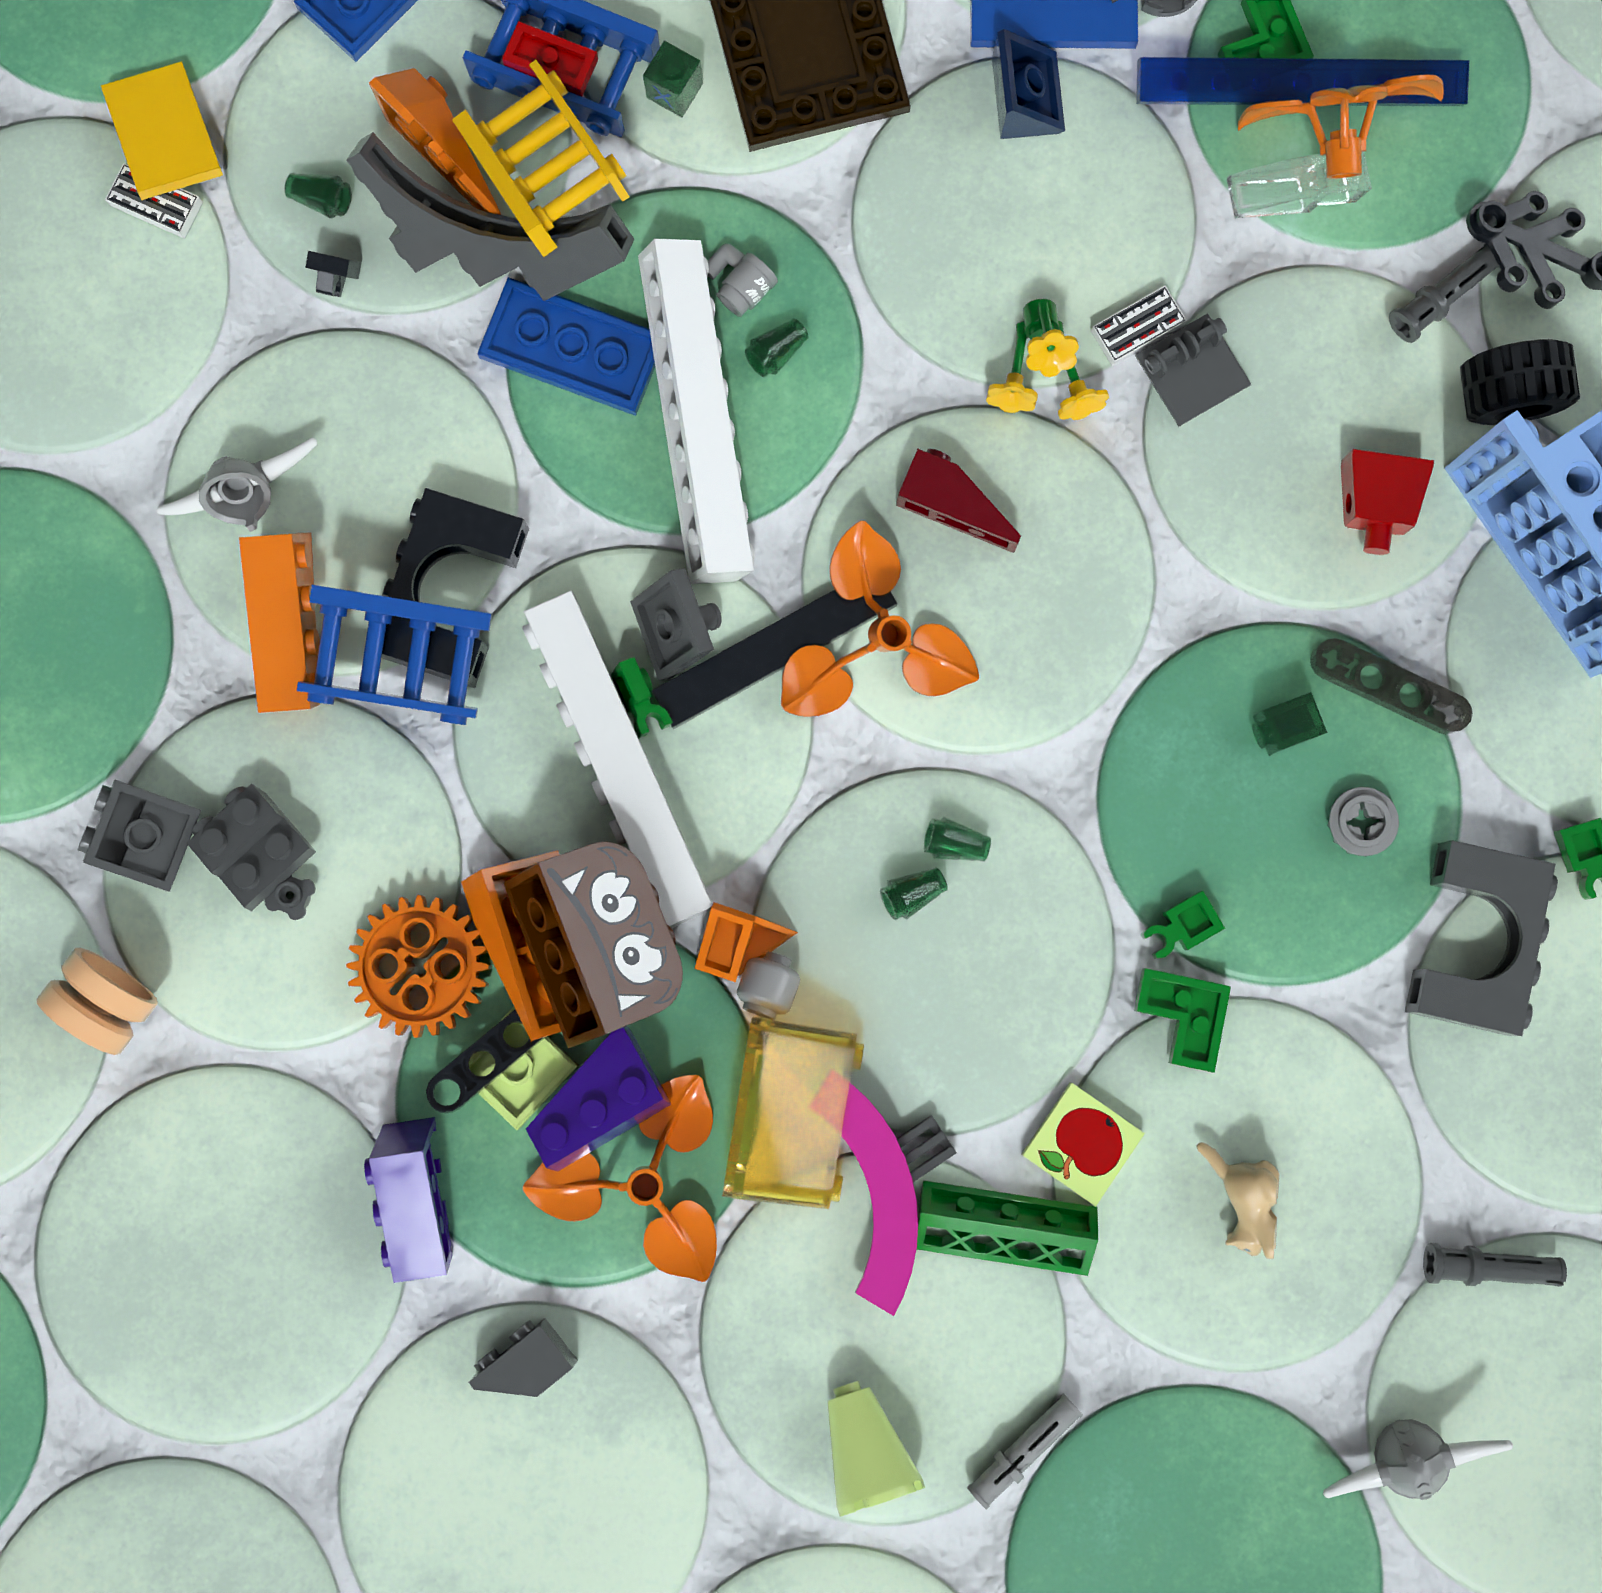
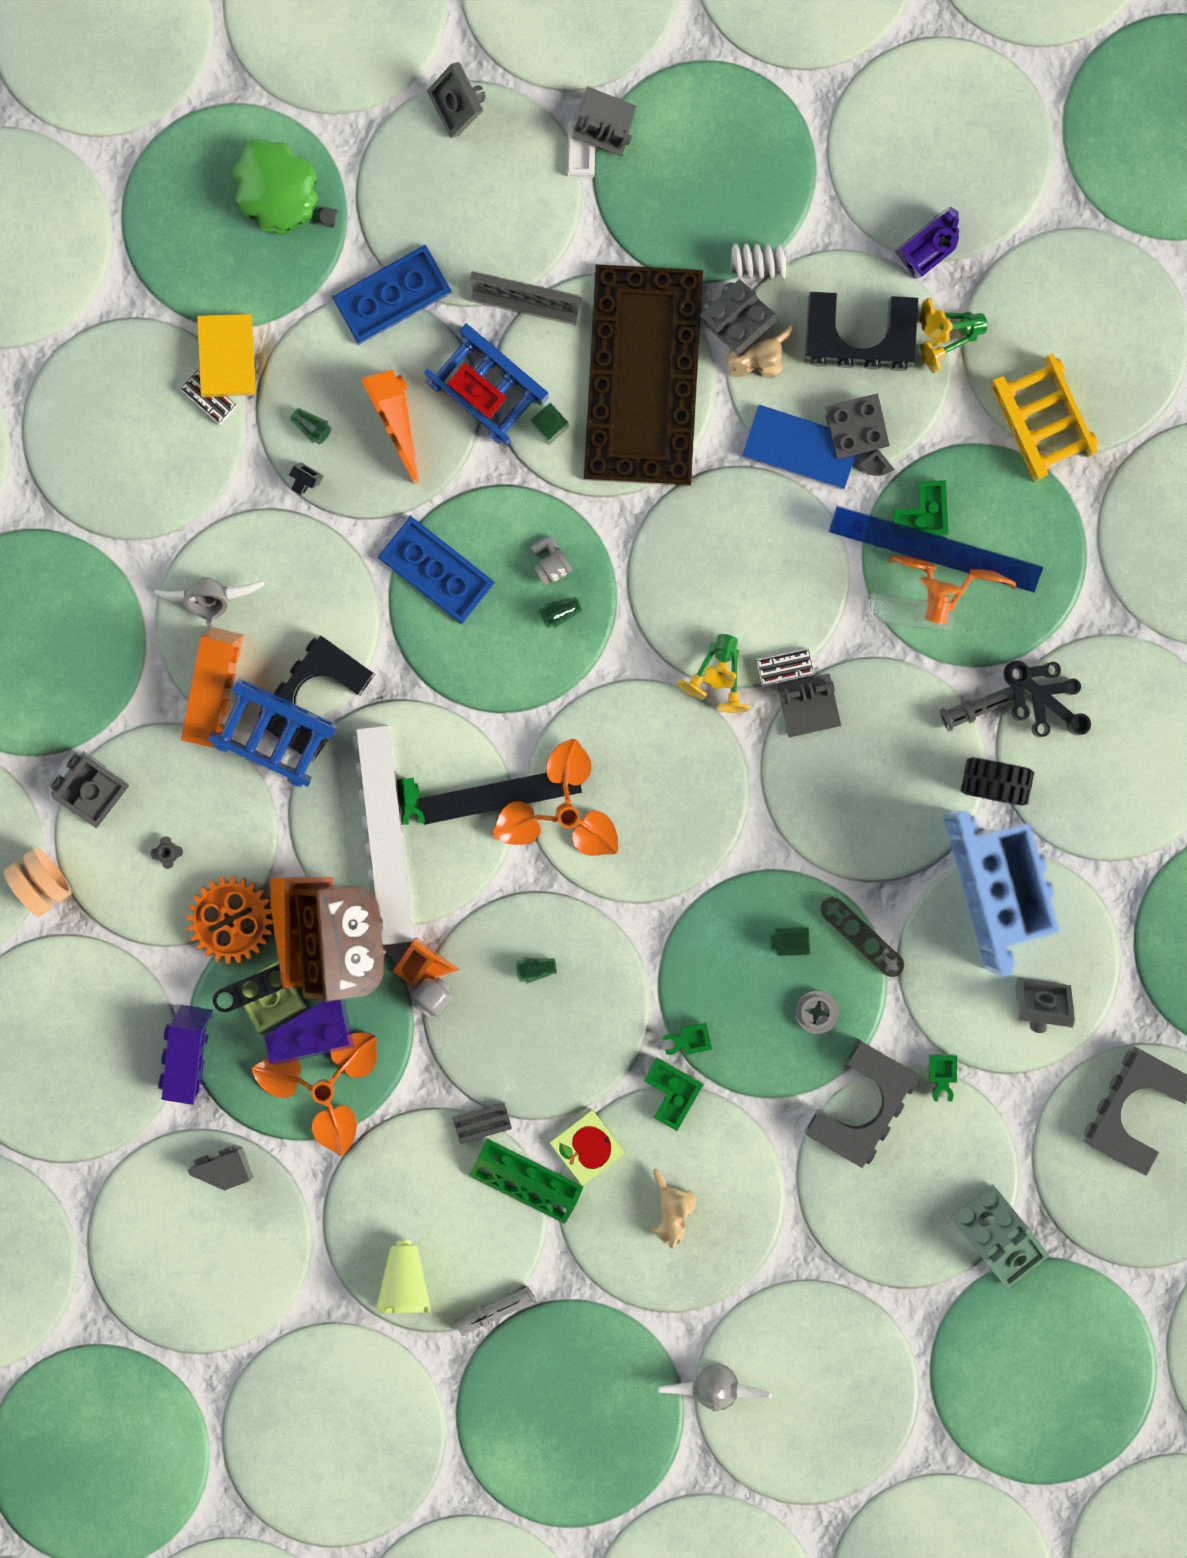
camera: 15 degrees right, 5 degrees up
(250, 845) = (152, 816): dark grey plate -> none
(484, 242) = (404, 497): dark grey arch -> none
(520, 192) = (424, 454): yellow fence -> none
(674, 624) = (444, 765): dark grey tile -> none
(696, 411) = (498, 637): white brick -> none
(791, 1114) = (421, 1075): clear yellow windscreen -> none
(892, 1203) = (465, 1134): dark pink tile -> none
(948, 496) = (633, 737): dark red slope -> none
(955, 841) = (570, 946): clear green cone -> none
(1026, 87) = (767, 497): dark blue slope -> none
(1382, 495) = (895, 821): red torso -> none
(1474, 1267) = (791, 1290): dark grey pin -> none

